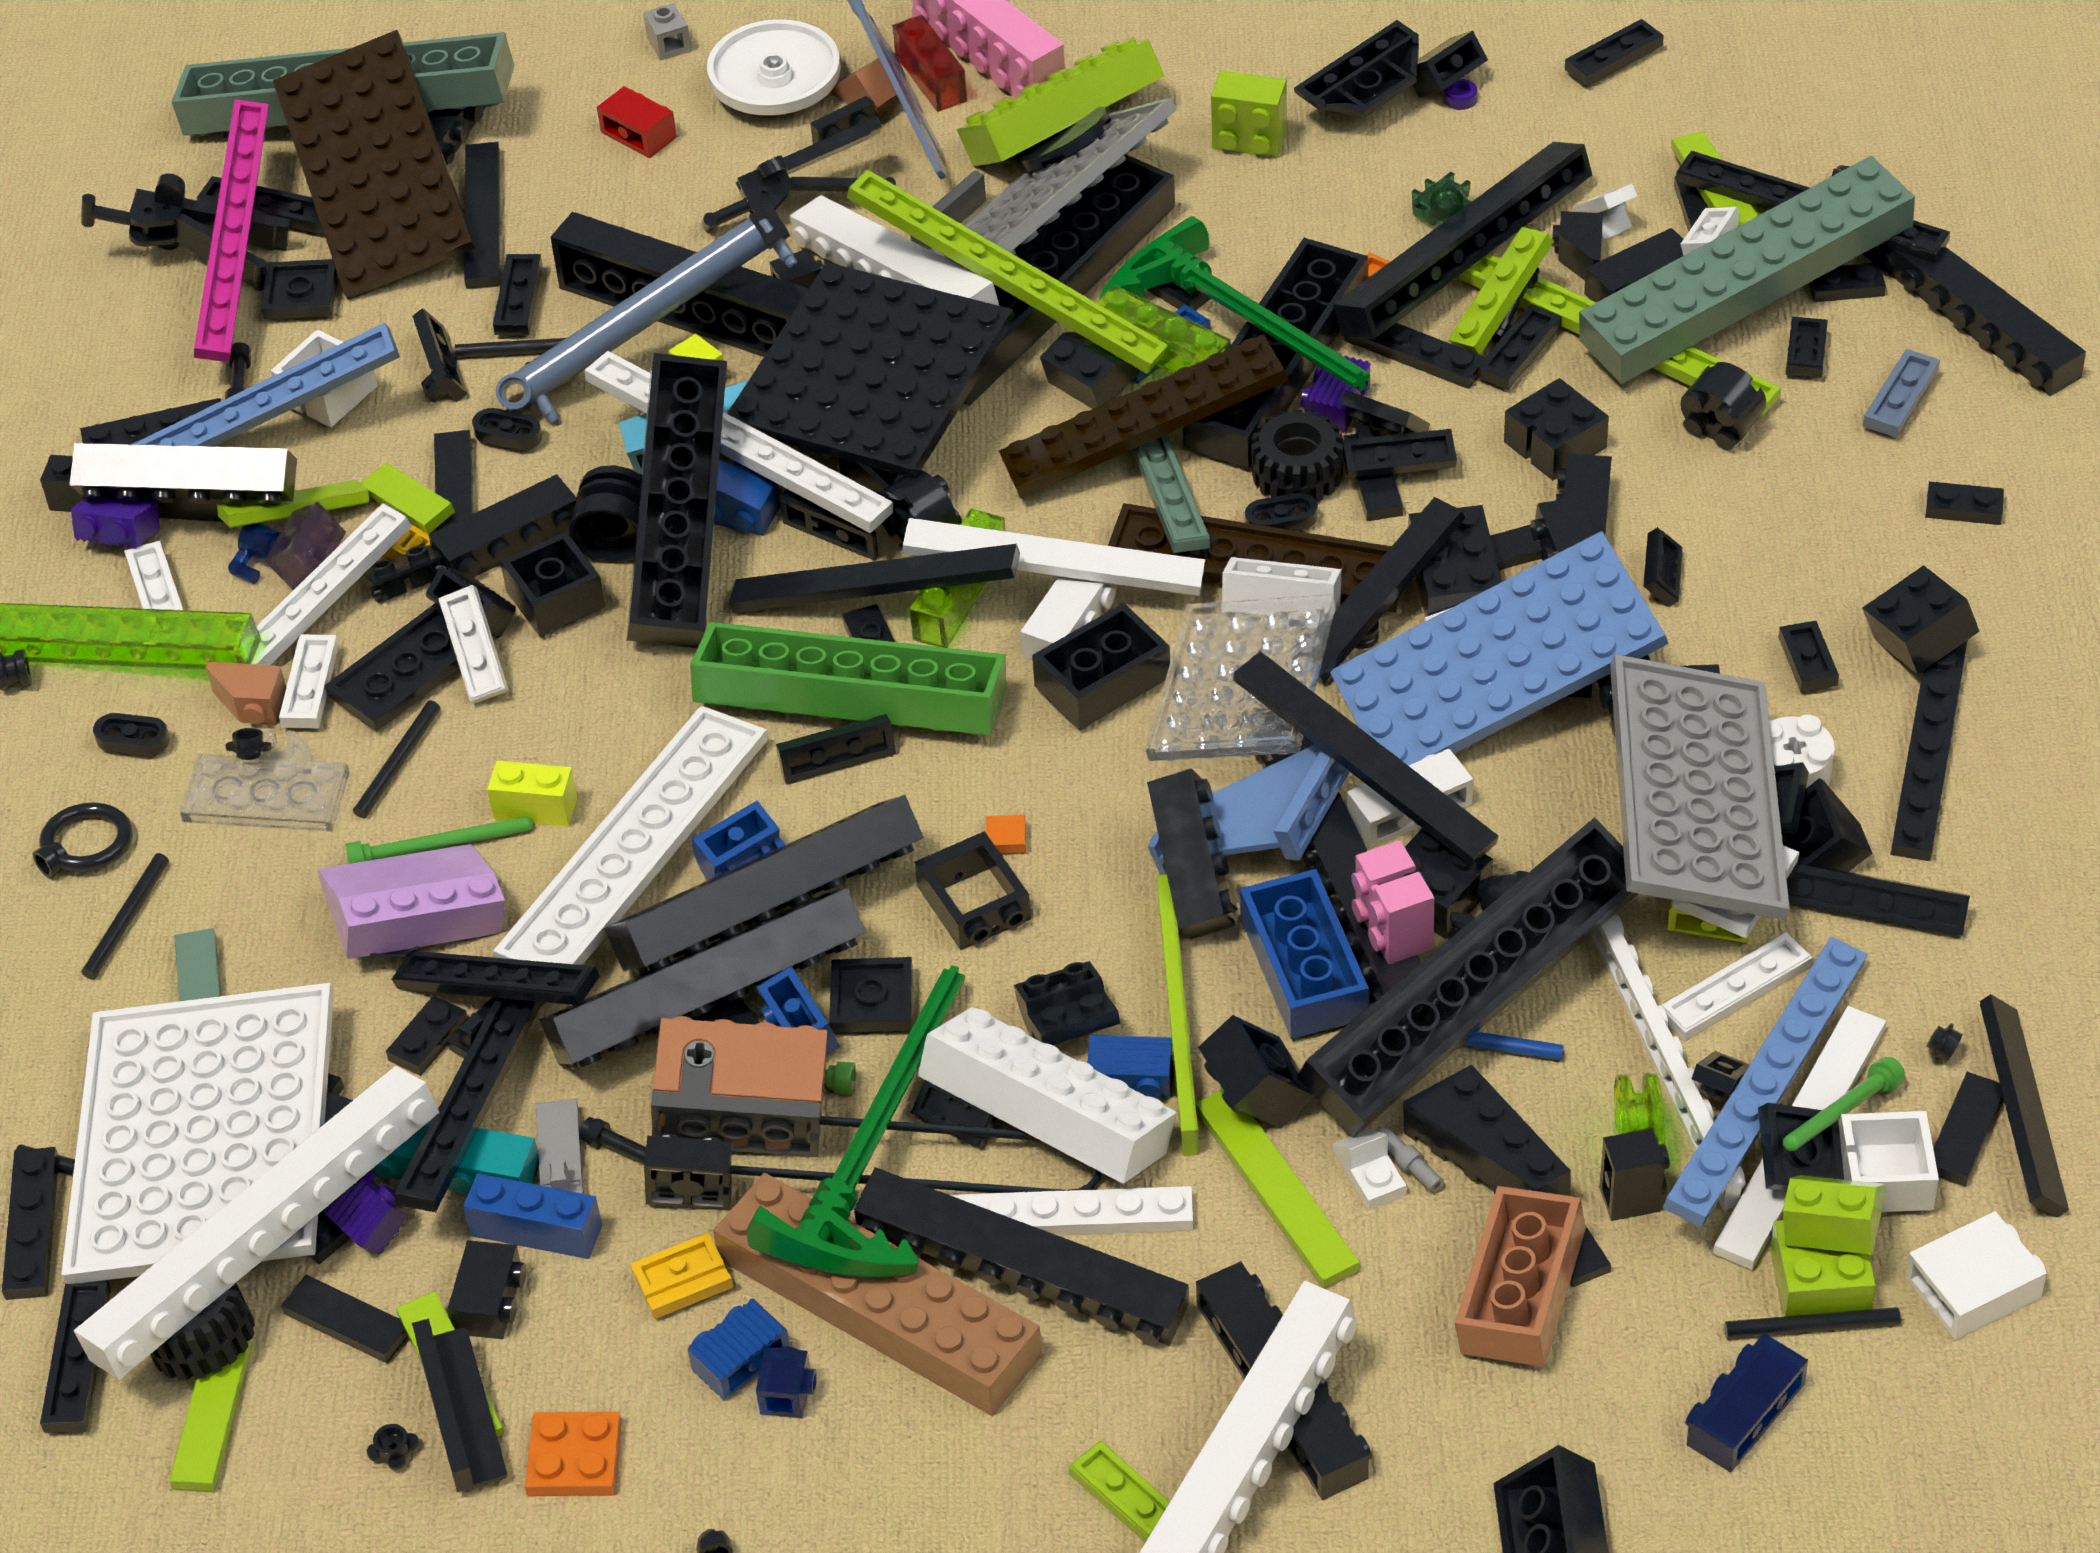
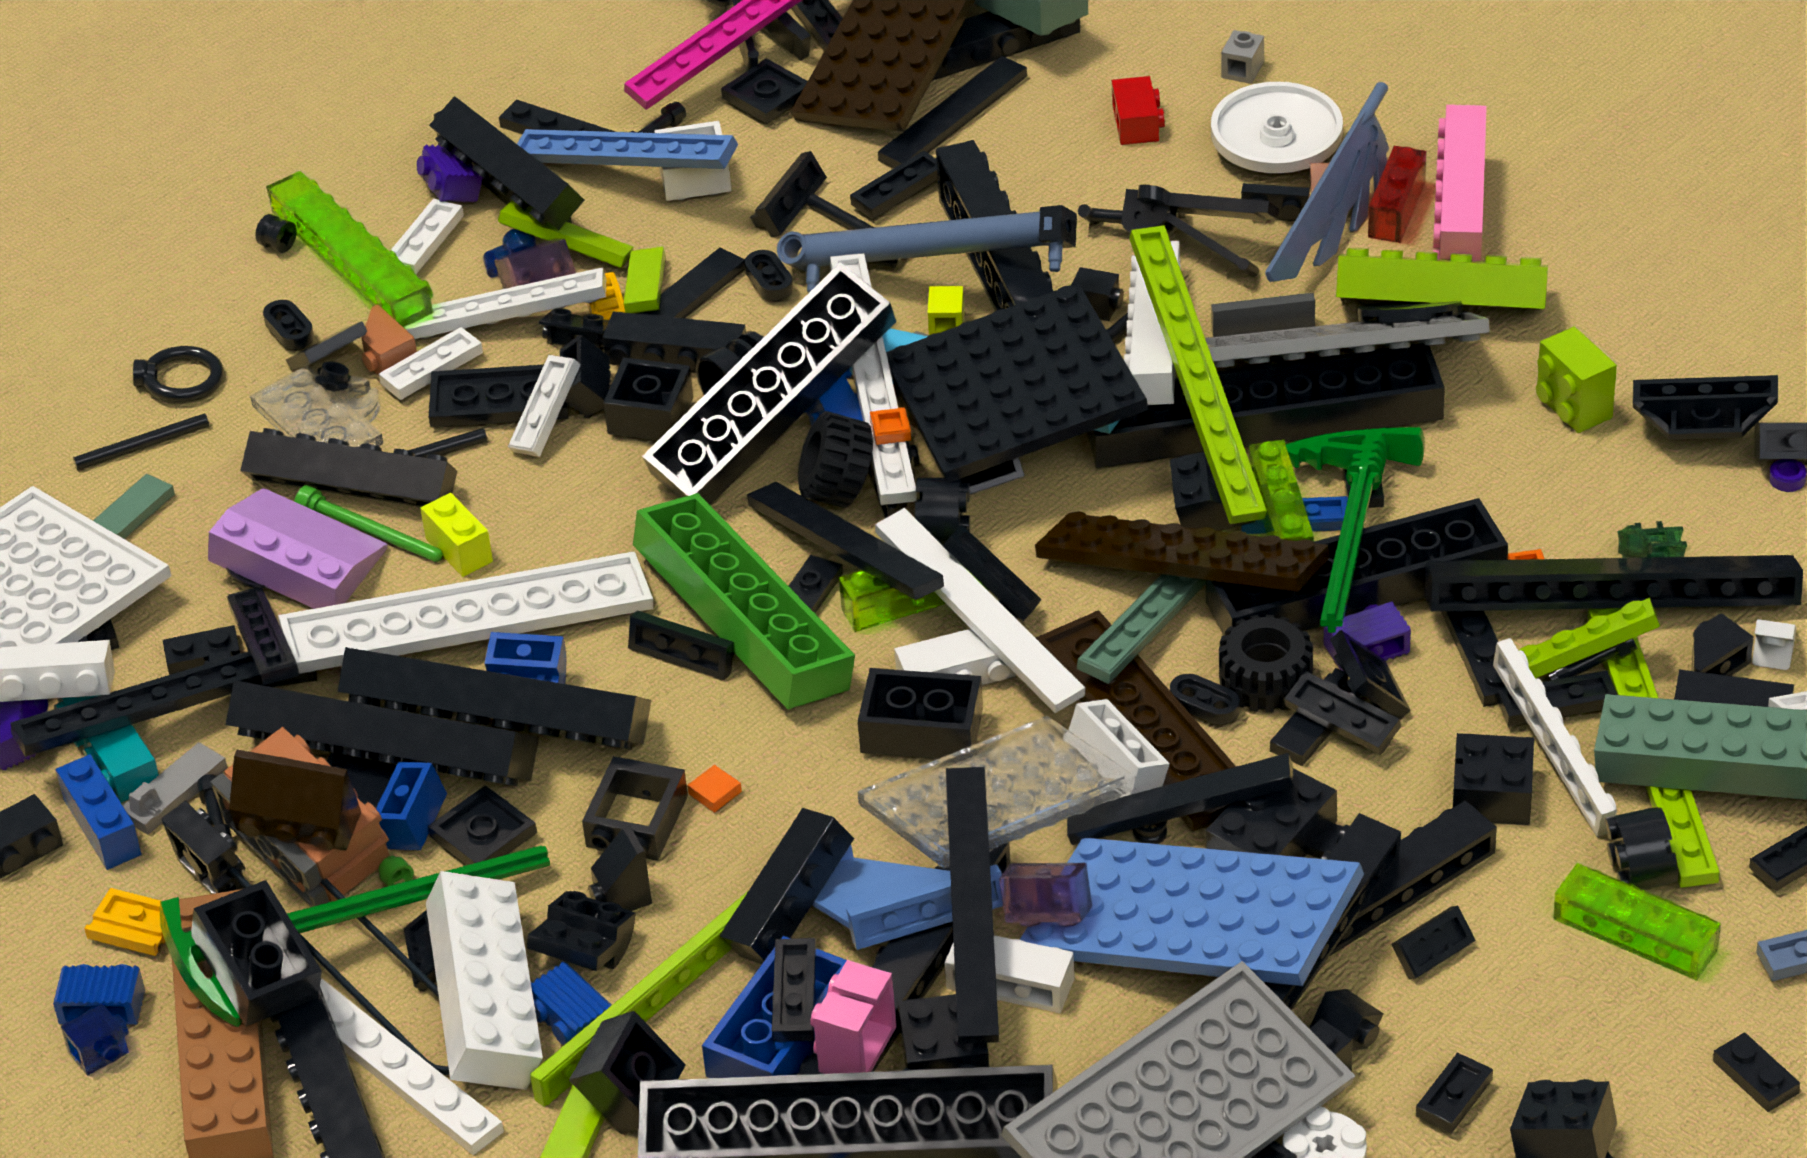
camera: 45 degrees right, 5 degrees down
(204, 724) = (327, 346): none -> black tile
(368, 806) = (347, 469): none -> black brick
(765, 1061) = (293, 800): none -> dark brown slope
(786, 523) = (835, 459): none -> black tyre
(812, 465) = (890, 426): none -> orange tile
(889, 1196) = (256, 953): none -> black brick
(1020, 522) = (992, 573): none -> black hinge
(1042, 937) = (622, 873): none -> black slope
(1313, 915) = (794, 989): none -> black plate
(1393, 712) = (1045, 893): none -> clear purple brick
(1550, 363) = (1550, 731): none -> white plate
(1688, 651) = (1350, 1016): none -> black brick
(1771, 457) = (1637, 921): none -> clear neon green brick

